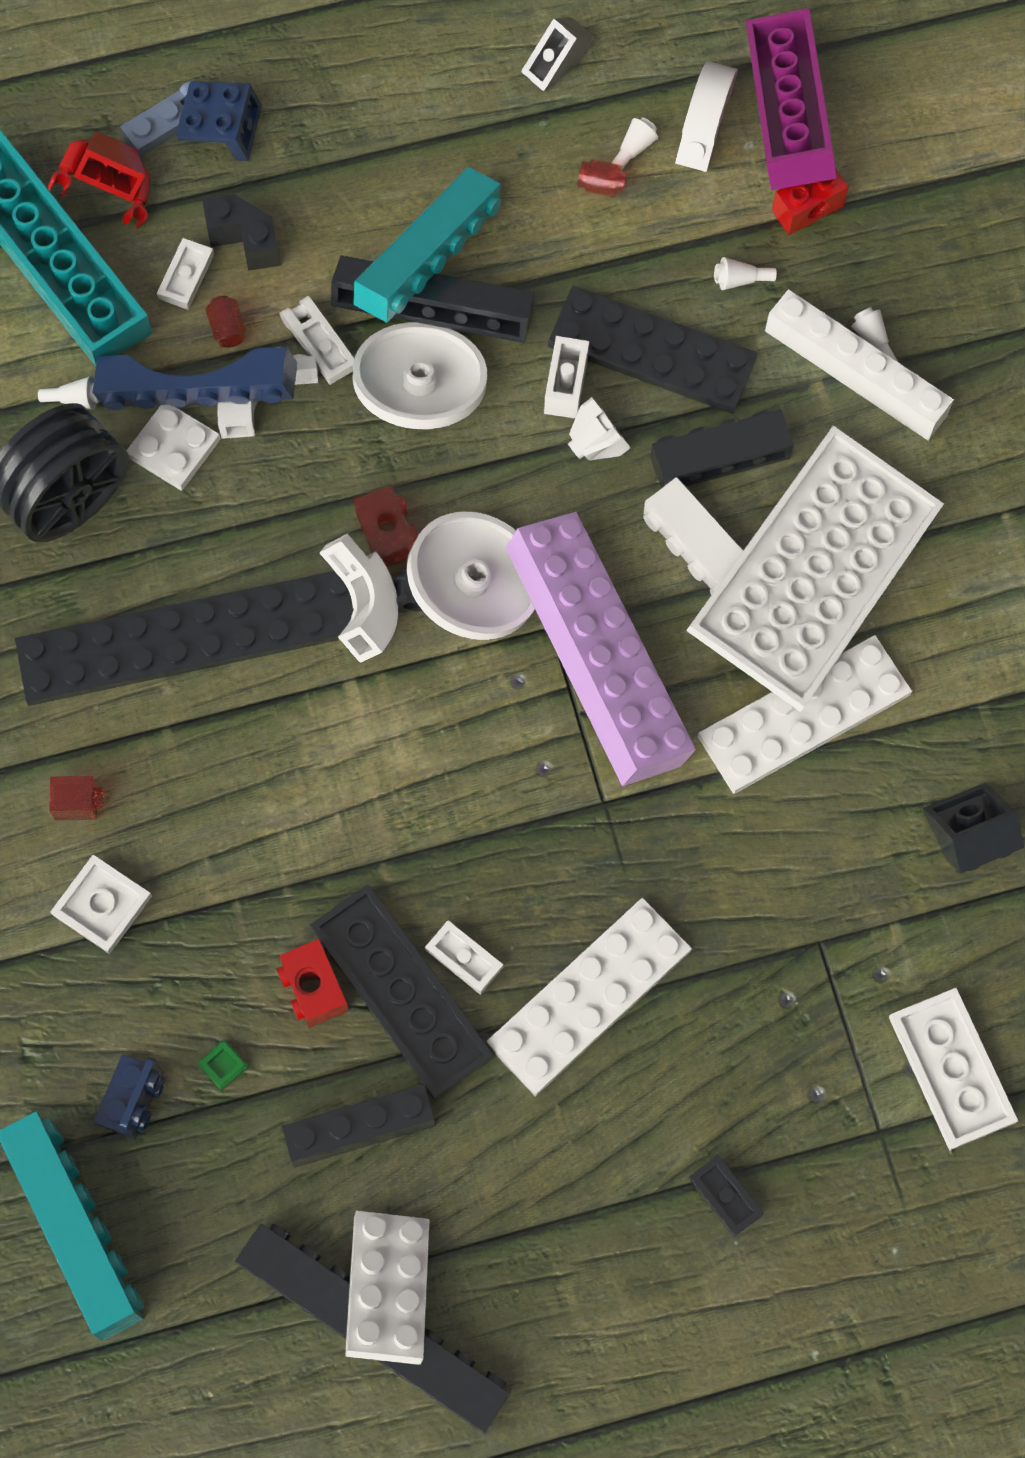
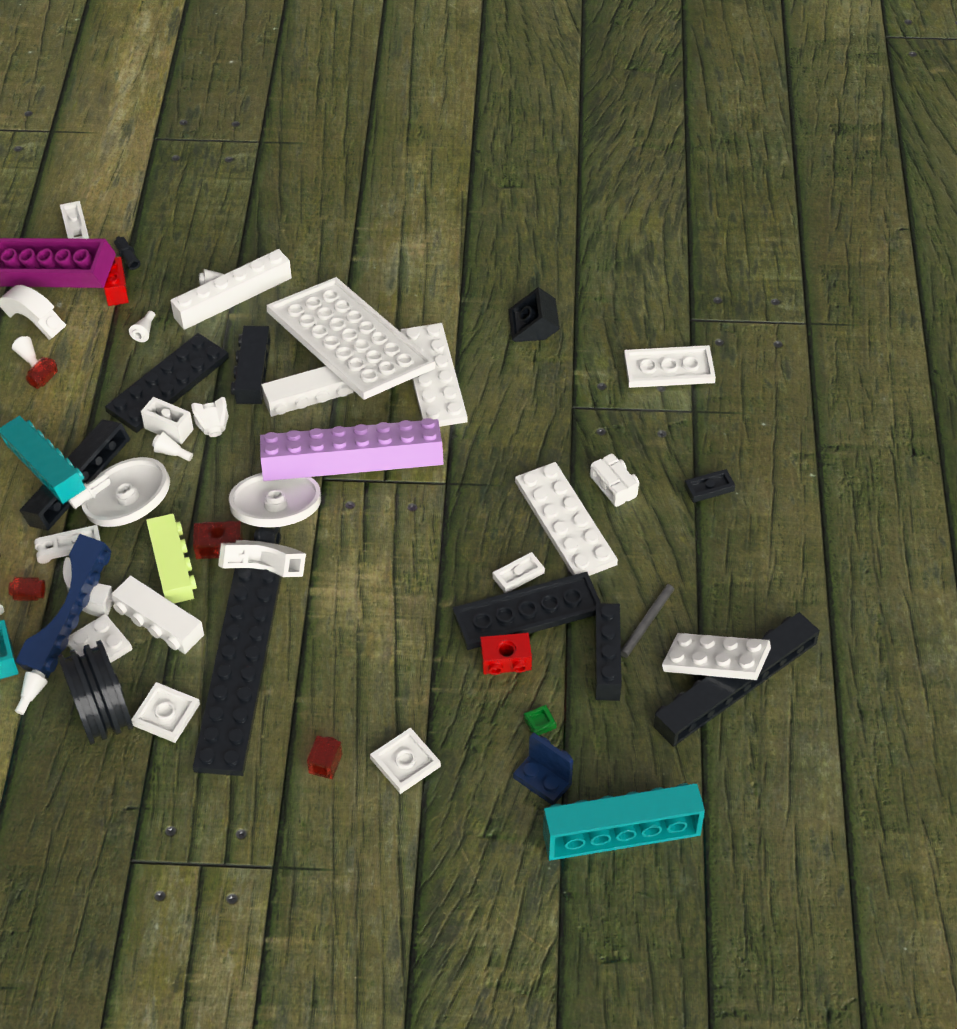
camera: 70 degrees left, 20 degrees down
(87, 571) = (165, 712): none -> white plate
(234, 499) = (157, 615): none -> white brick
(333, 479) = (170, 559): none -> yellowish green brick
(404, 328) = (91, 490): none -> white axle
(442, 1168) = (646, 621): none -> flat silver bar
(530, 393) = (166, 445): none -> white cone
(684, 1047) = (614, 479): none -> white brick
(879, 192) = (127, 253): none -> black axle
(908, 97) = (74, 220): none -> white plate

